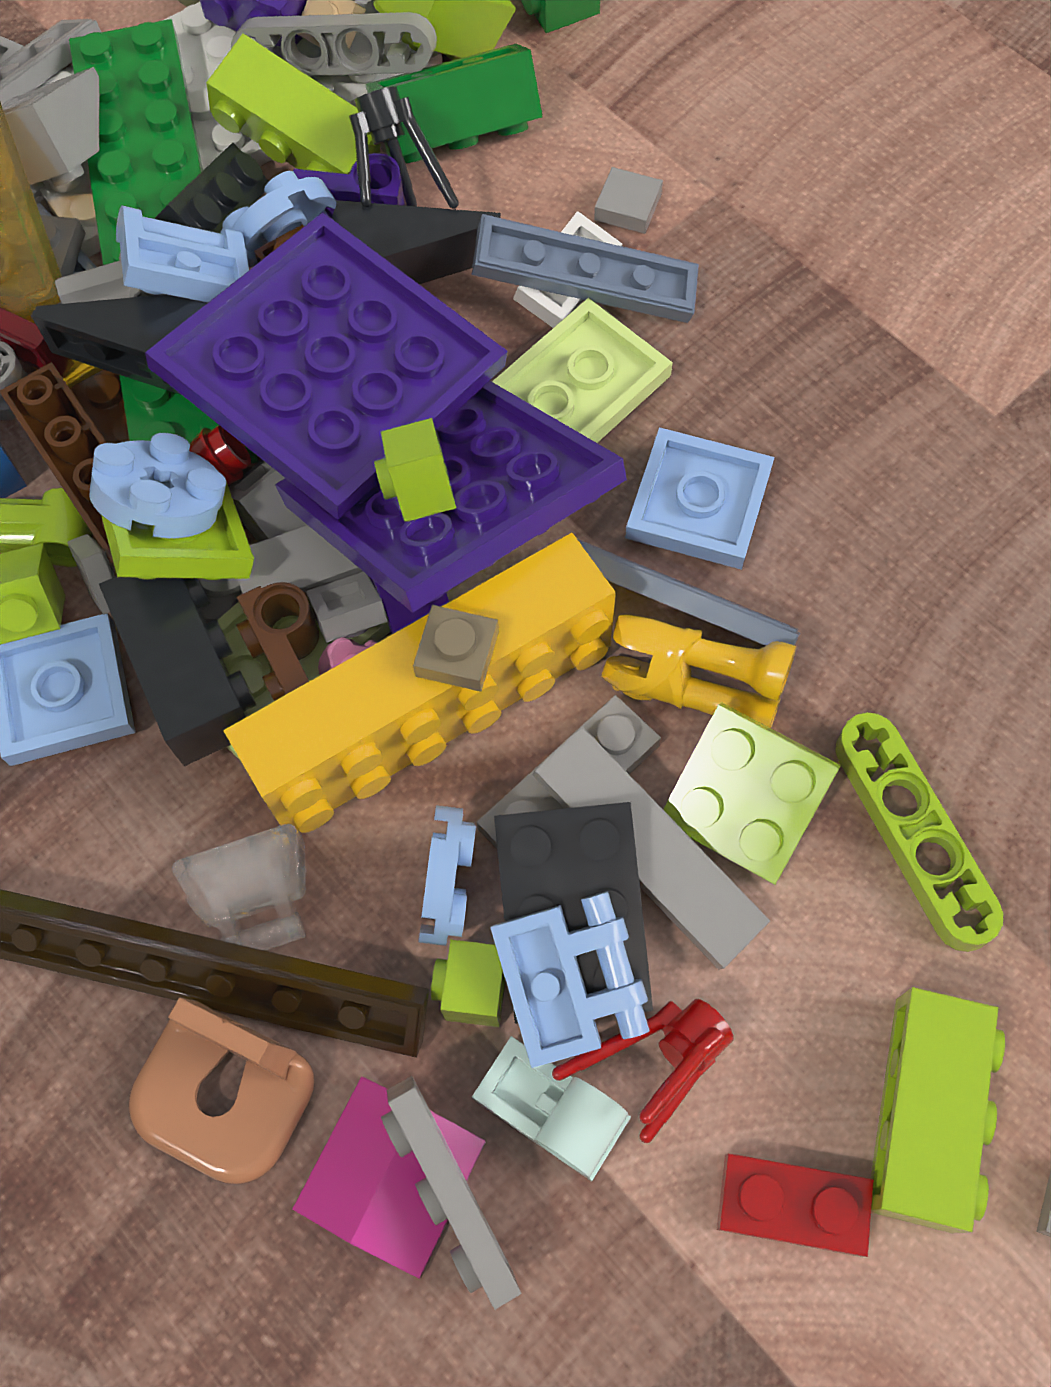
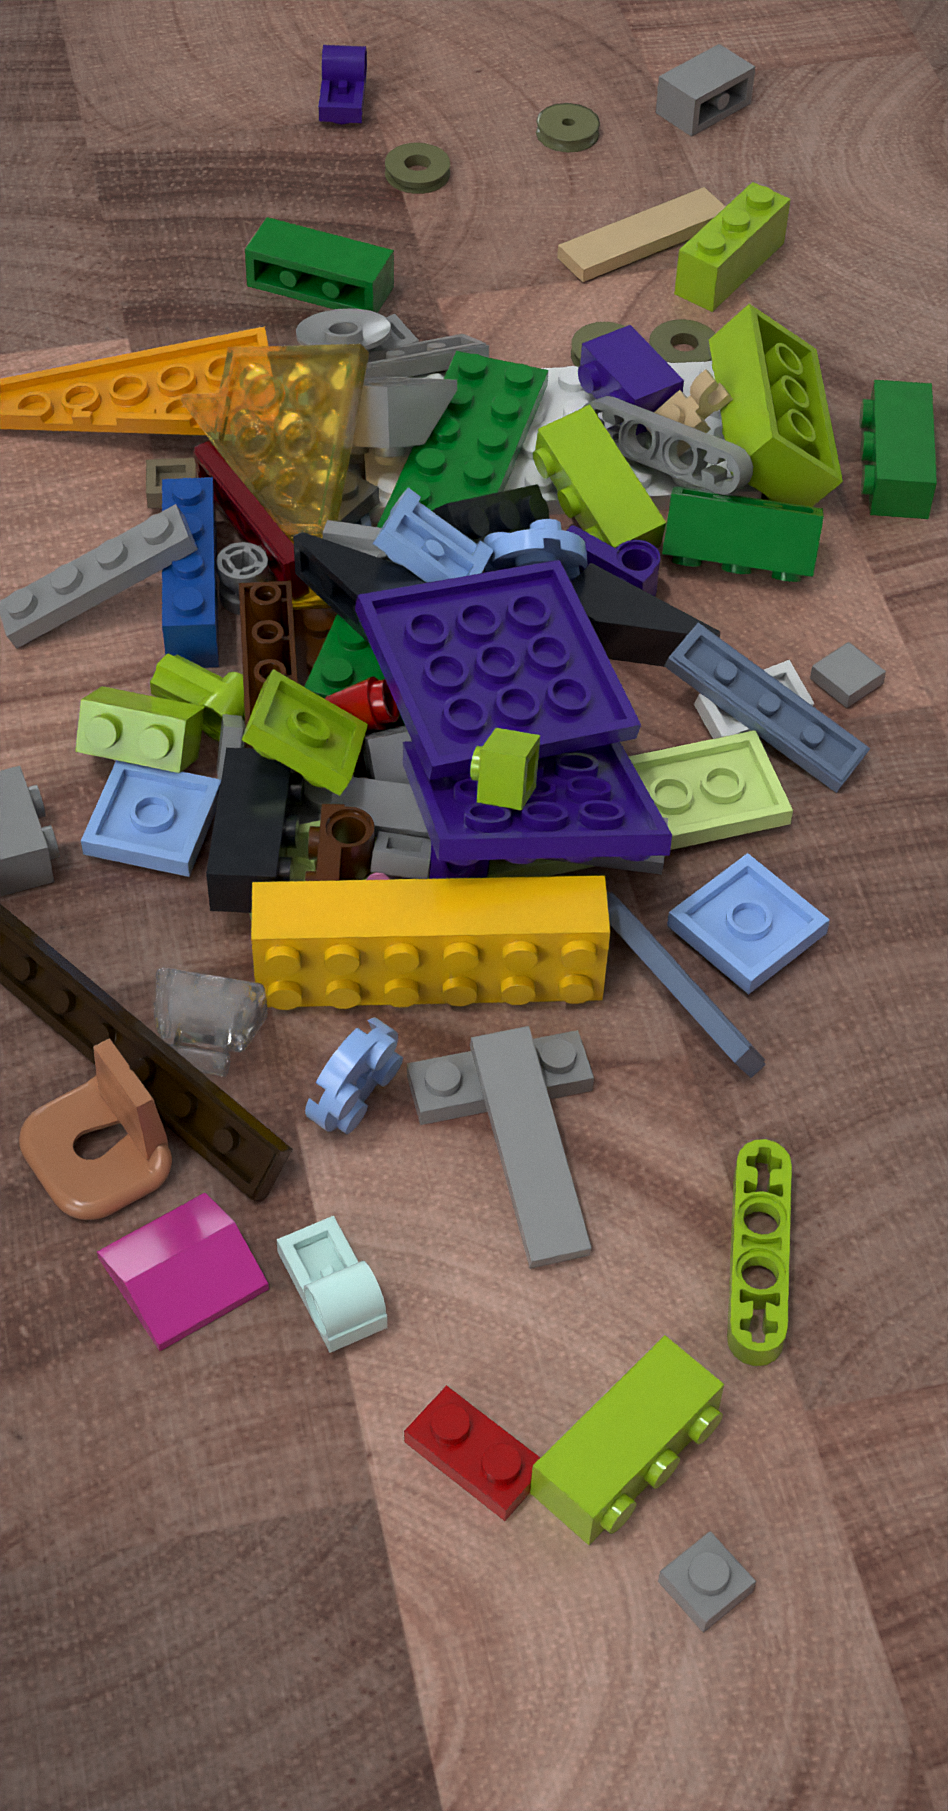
camera: 25 degrees right, 15 degrees down
(156, 486) = (311, 693): light blue plate -> none
(382, 117) = (667, 518): black plant -> none
(448, 1194) = (216, 1283): light grey plate -> none
(456, 648) = (459, 908): dark tan plate -> none
(470, 984) = (329, 1168): lime plate -> none
(548, 985) = (381, 1183): light blue plate -> none
(570, 855) = (437, 1155): black plate -> none
(670, 674) = (632, 1038): yellow piece -> none
(689, 1044) = (468, 1291): red plant -> none
(749, 792) = (634, 1146): plate -> none

